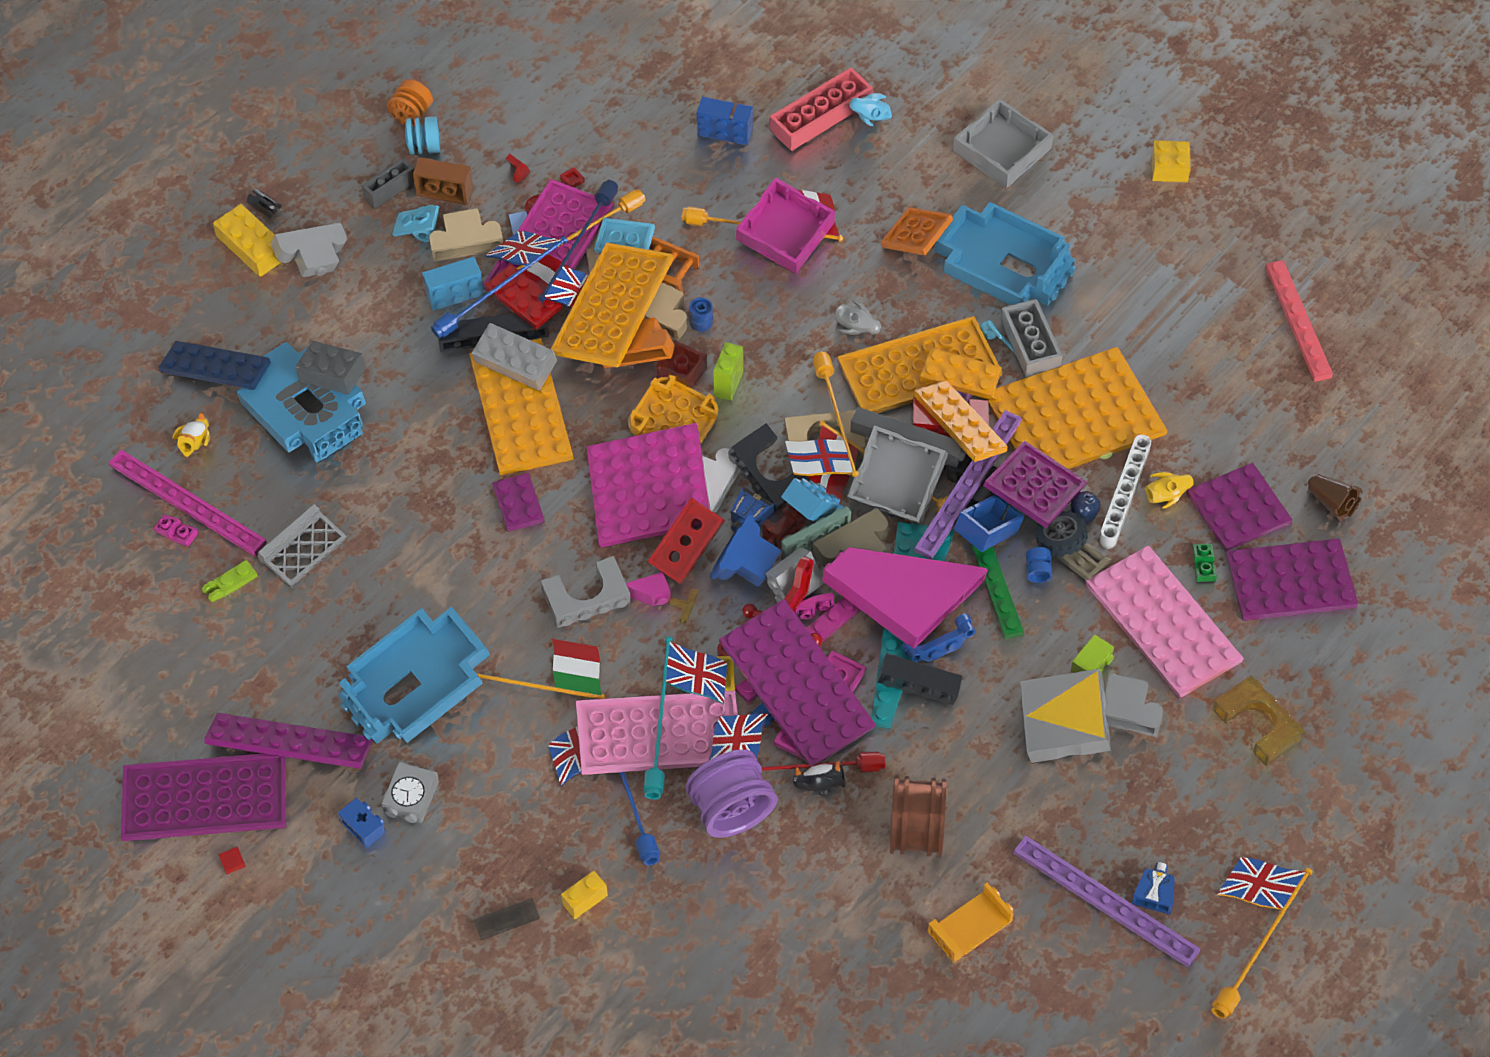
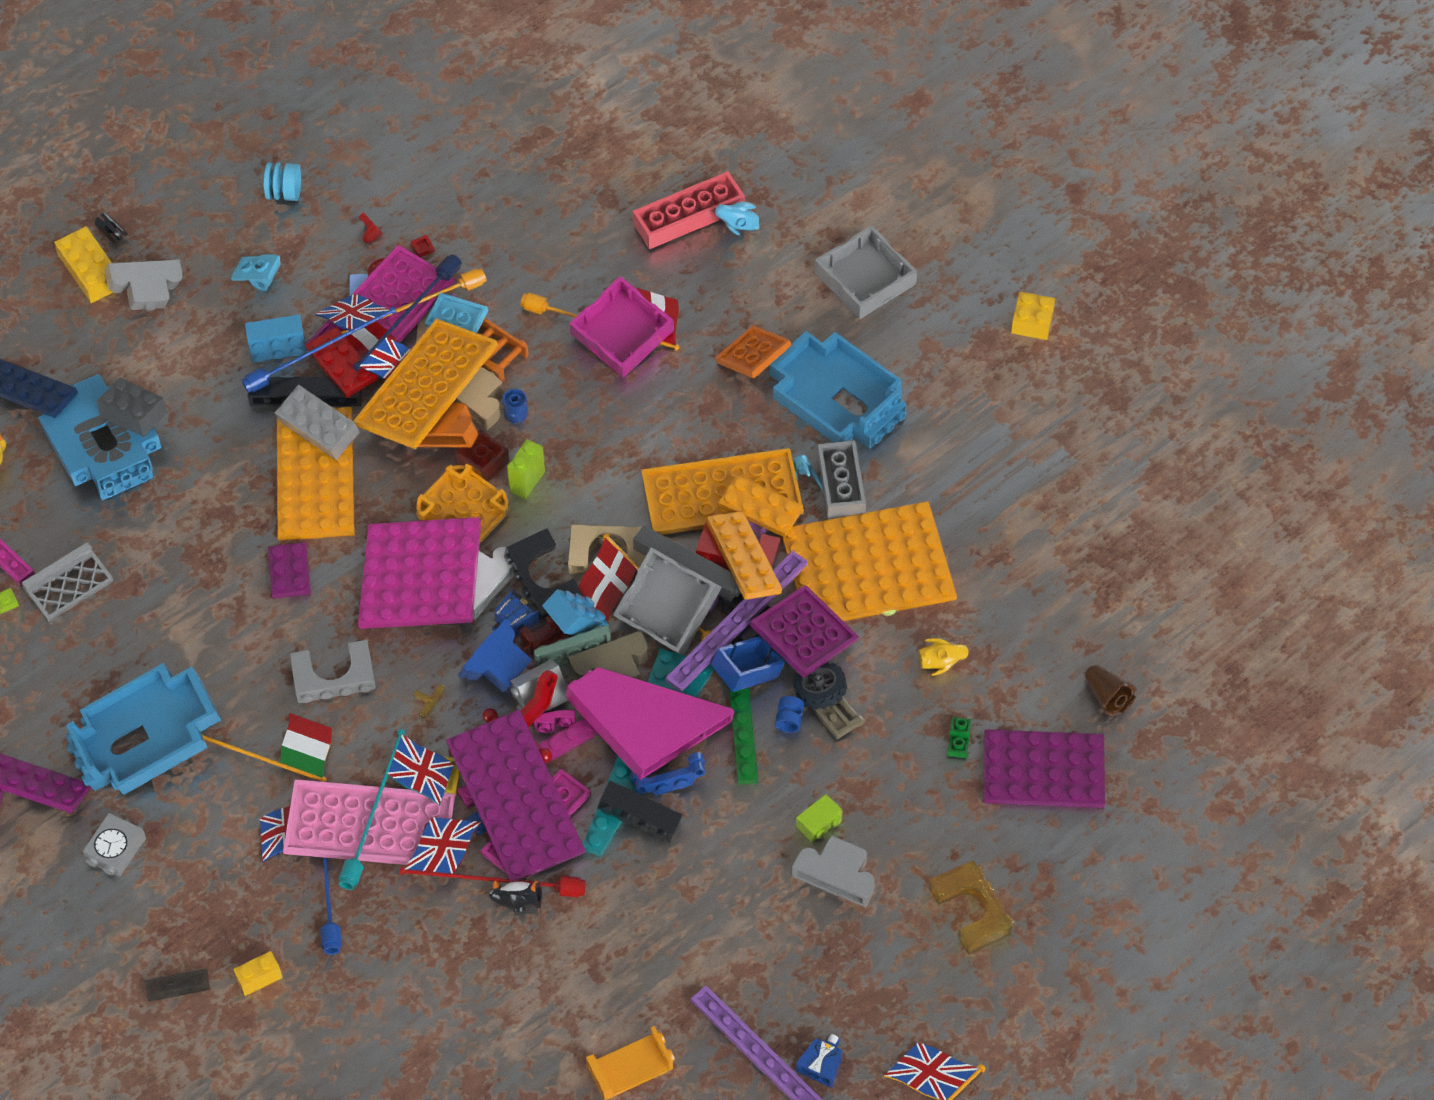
camera: 10 degrees right, 0 degrees up
(361, 822) = (64, 876): blue brick -> none
(388, 183) = (237, 225): dark grey brick -> none
(409, 101) = (277, 144): orange wheel -> none
(443, 181) = (291, 231): dark orange brick -> none
(464, 236) = (299, 290): tan brick -> none
(650, 590) = (396, 679): dark pink slope -> none
(699, 541) = (453, 636): red brick -> none
(715, 121) = (576, 204): blue piece -> none
(731, 793) = (421, 896): medium lavender wheel -> none
(822, 456) = (600, 569): flag -> none
(856, 319) = (670, 434): light grey animal -> none
(918, 816) = (598, 948): copper wheel -> none
(1065, 715) = (774, 871): light grey tile -> none
(1086, 505) = (852, 661): dark blue piece -> none
(1139, 452) = (893, 659): white beam -> none
(1164, 621) = (903, 791): bright pink plate -> none
(1239, 507) = (1010, 685): magenta plate -> none
(1299, 320) = (1123, 502): coral plate -> none

